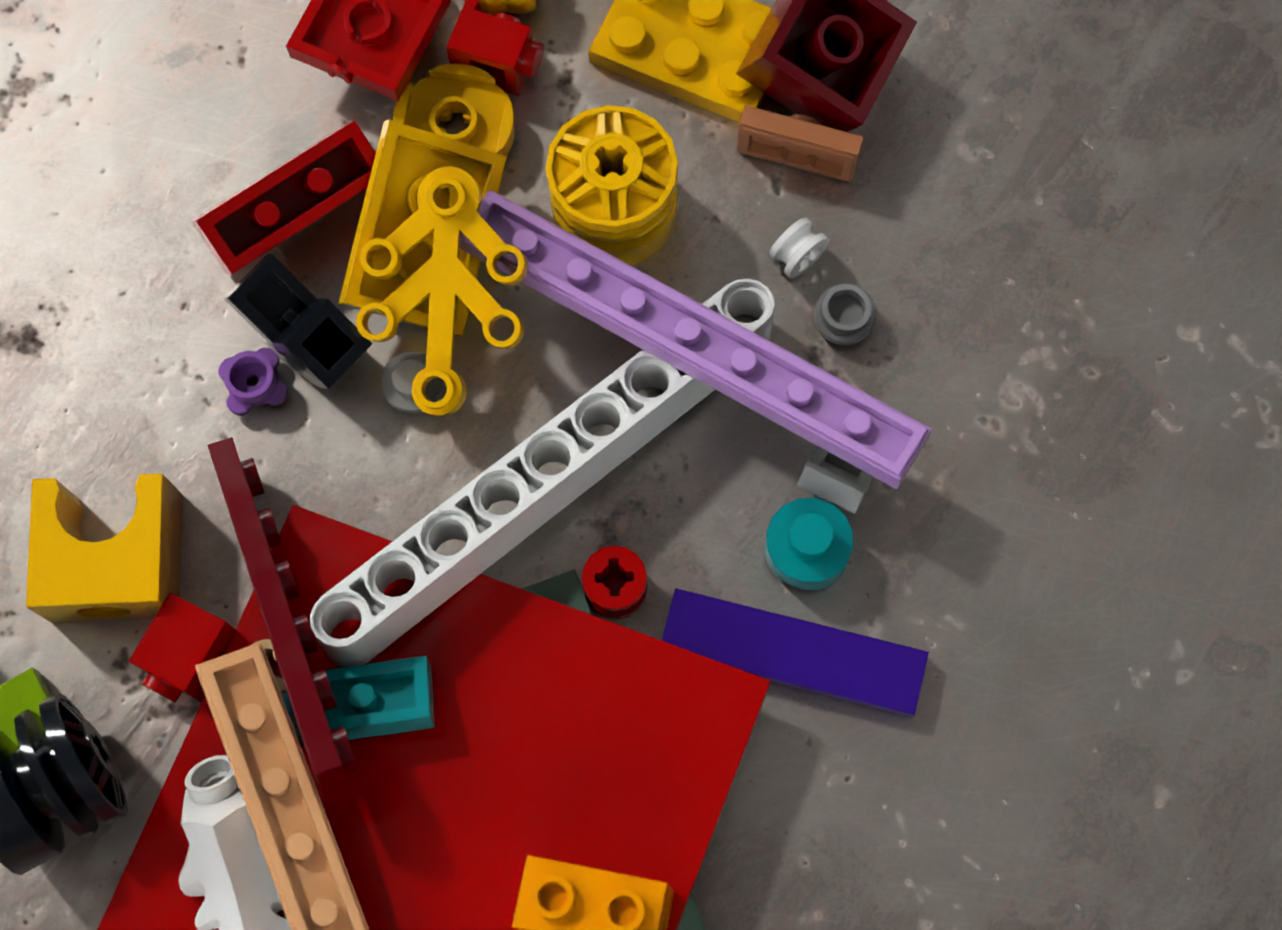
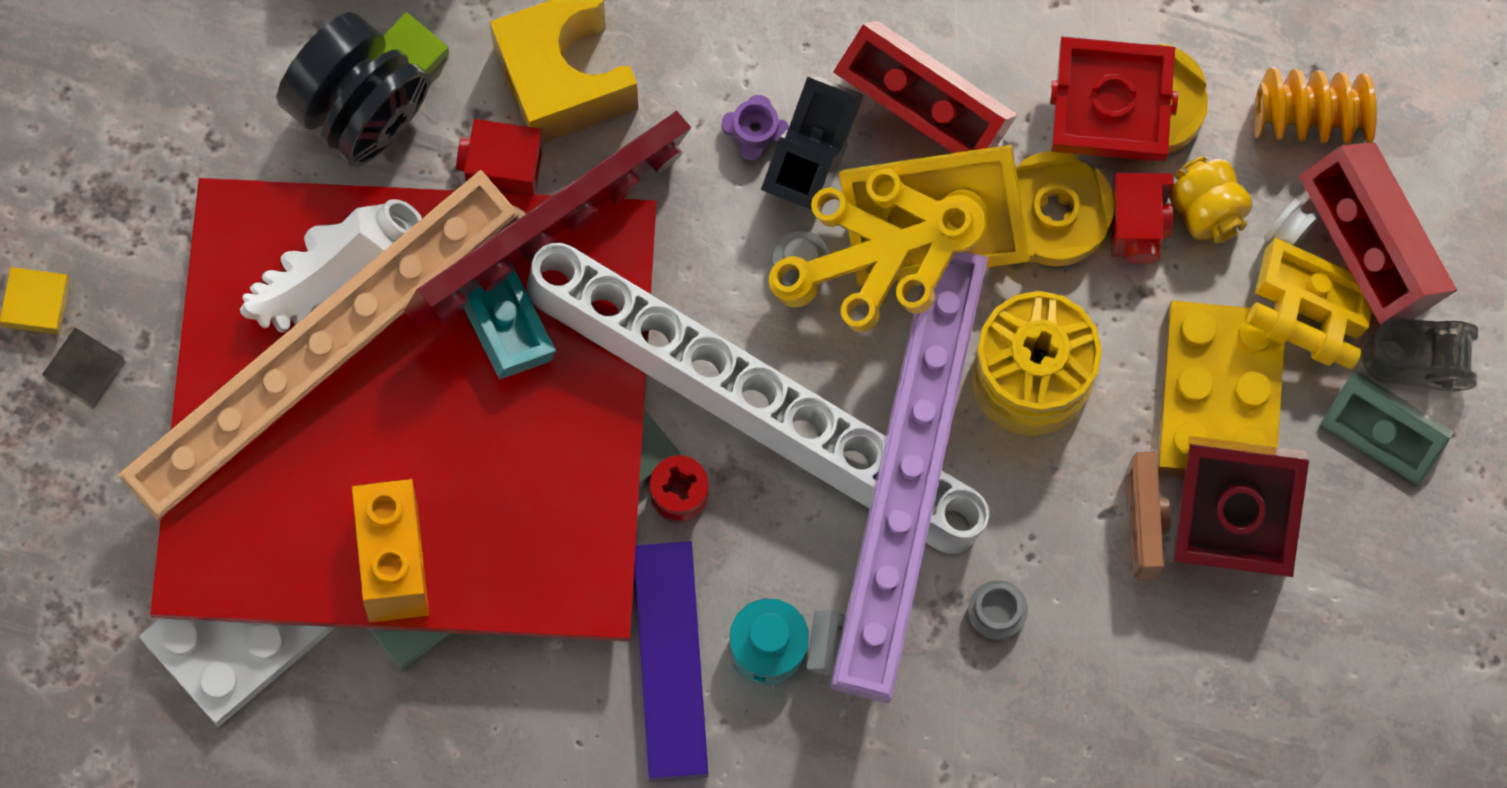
camera: 65 degrees right, 0 degrees up
(798, 247) = (1044, 547): white bush -> none

